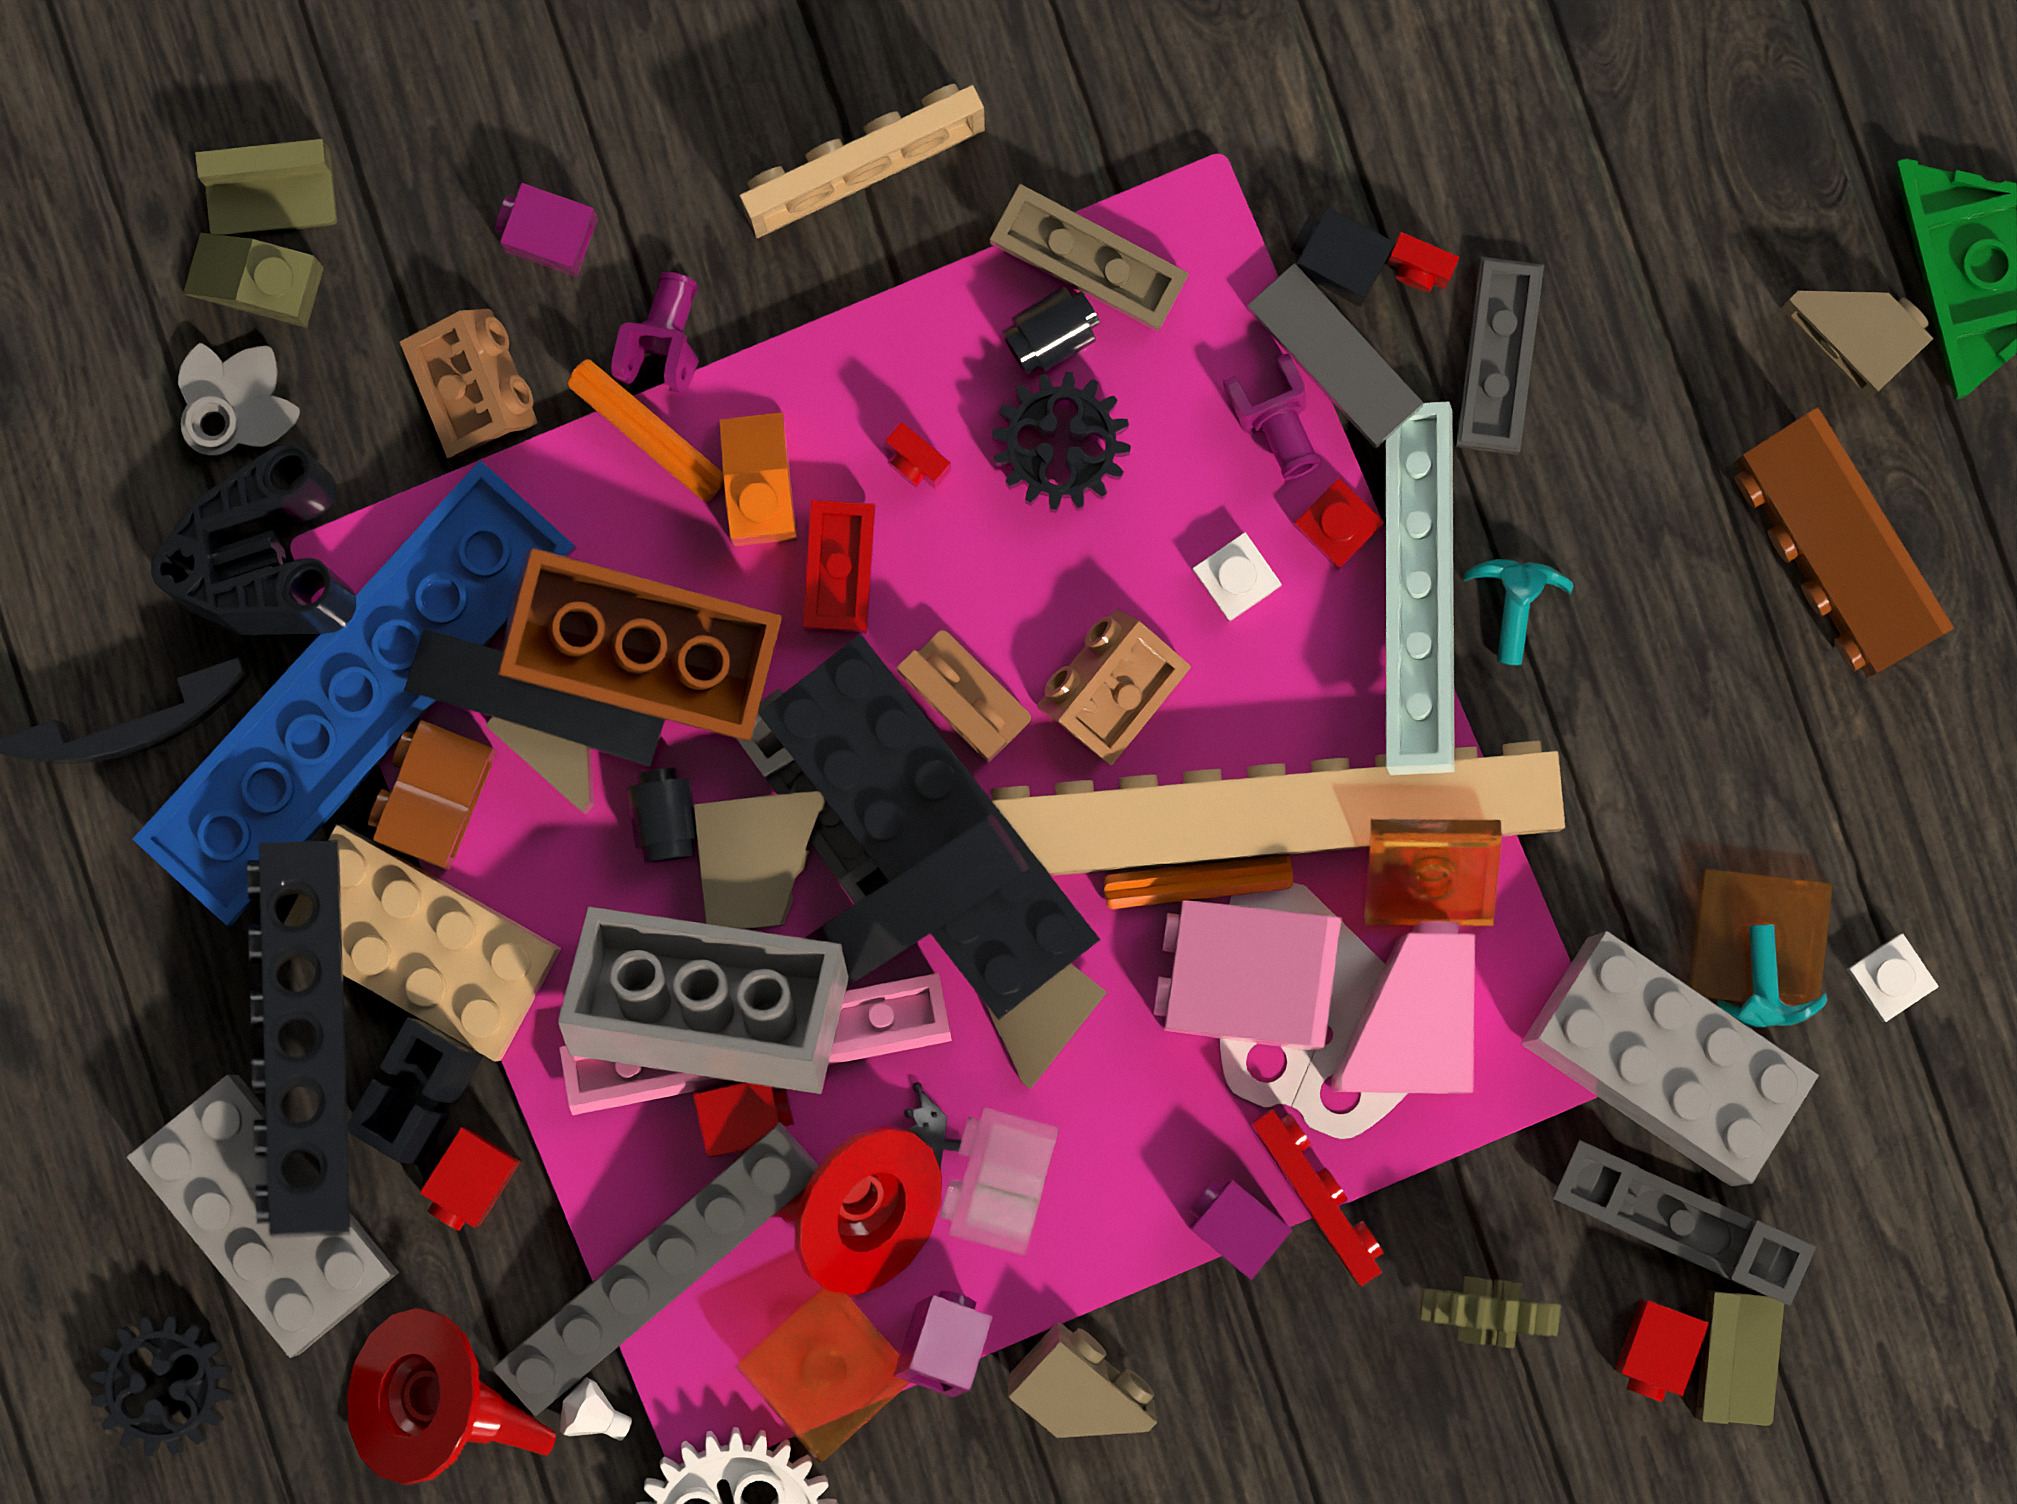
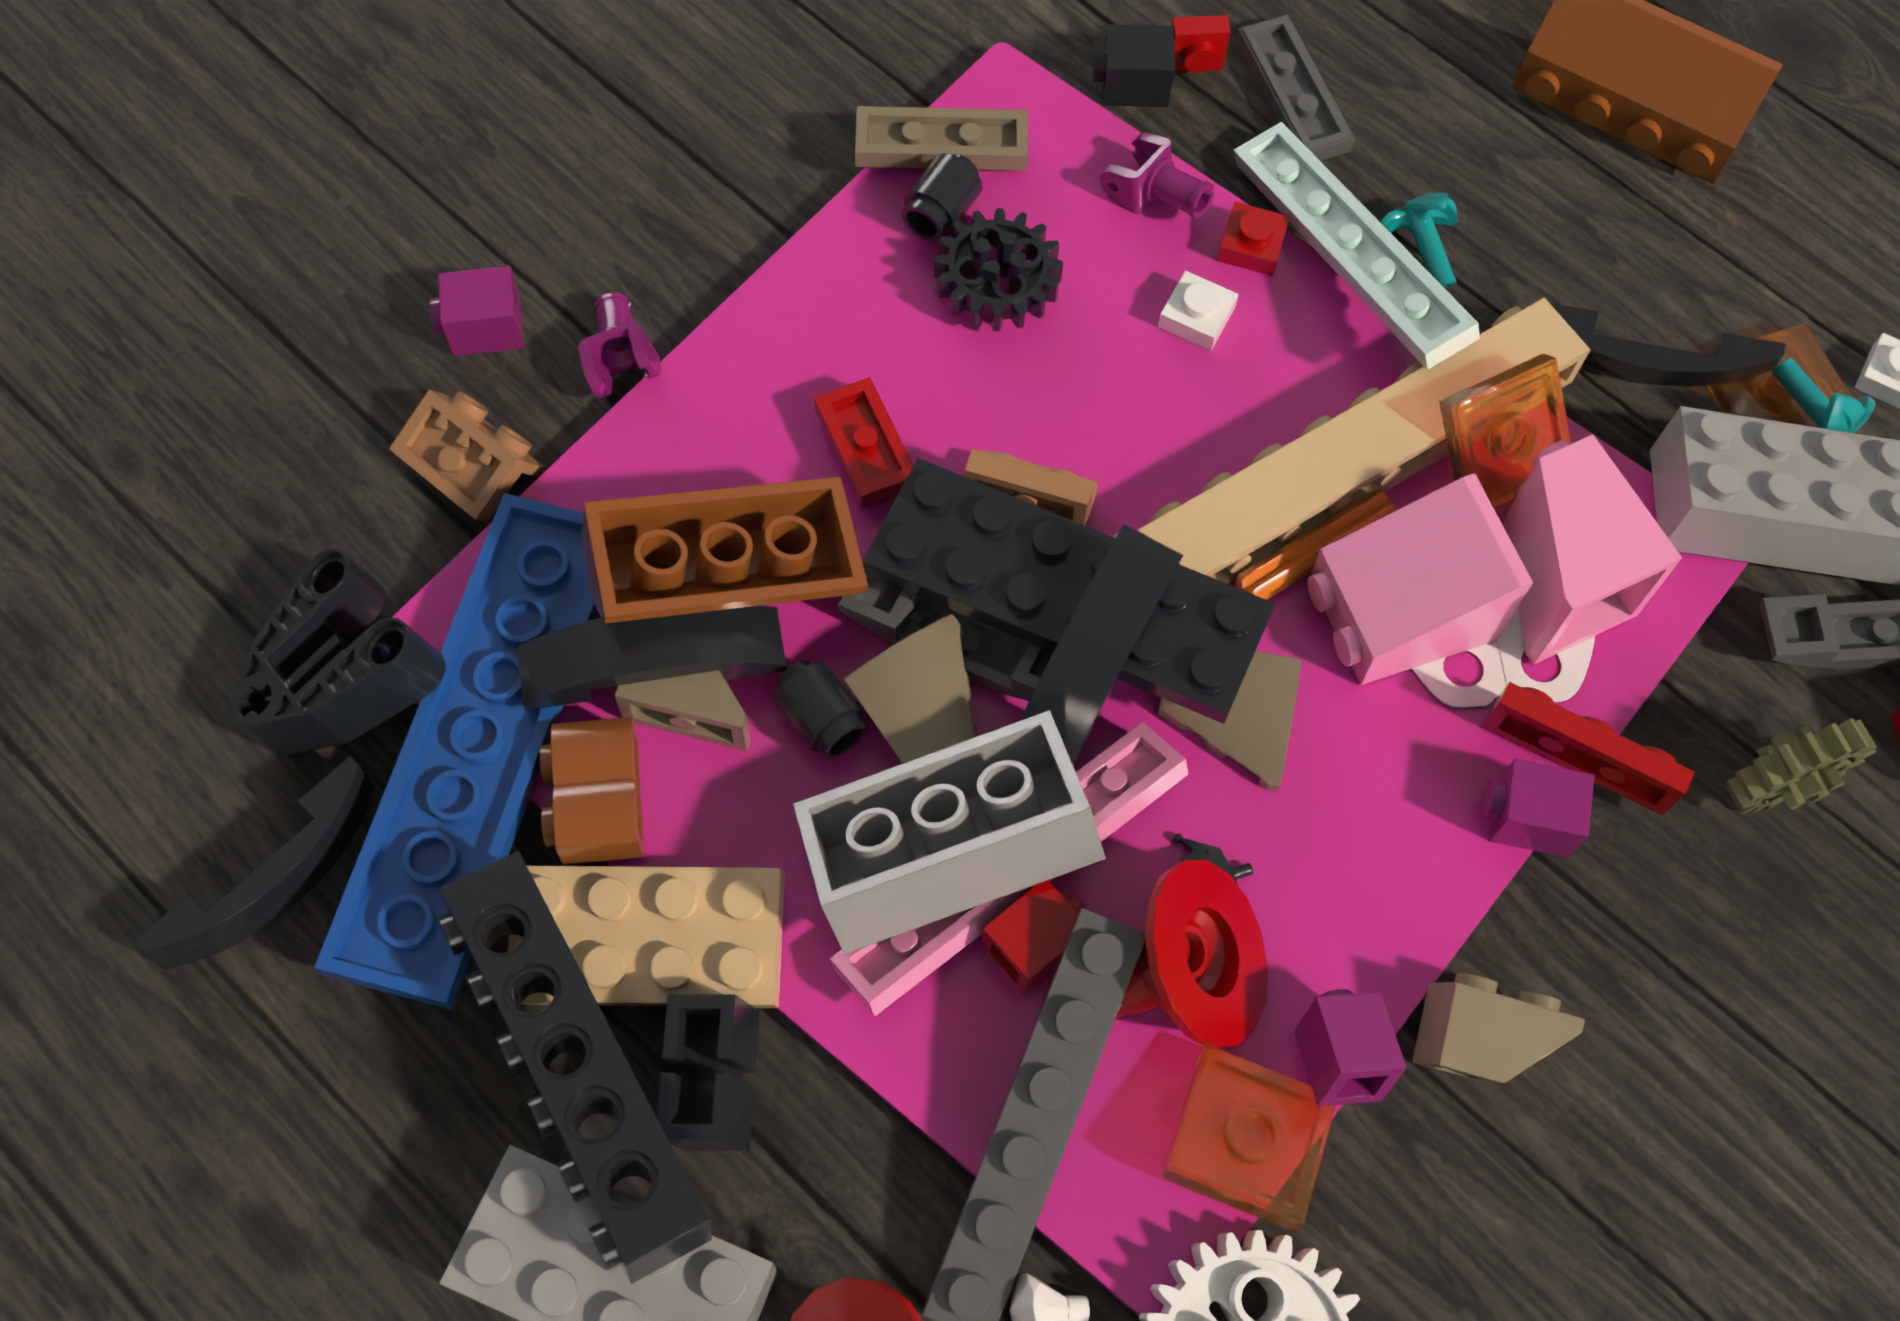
camera: 30 degrees left, 20 degrees down
(239, 392) = (257, 557): light grey plate -> none
(255, 277) = (236, 453): olive slope -> none
(268, 187) = (214, 383): olive panel -> none
(468, 1180) = (803, 1136): red brick -> none
(646, 430) = (642, 416): orange axle -> none
(757, 479) = (764, 412): orange slope -> none
(841, 170) = (719, 142): tan plate -> none
(916, 458) = (885, 328): red plate -> none
(1002, 1180) = (1313, 872): clear brick -> none
(1113, 685) = (1150, 426): medium nougat bracket -> none
(1335, 355) = (1194, 128): dark grey tile -> none
(1590, 786) = (1733, 358): none -> black slope

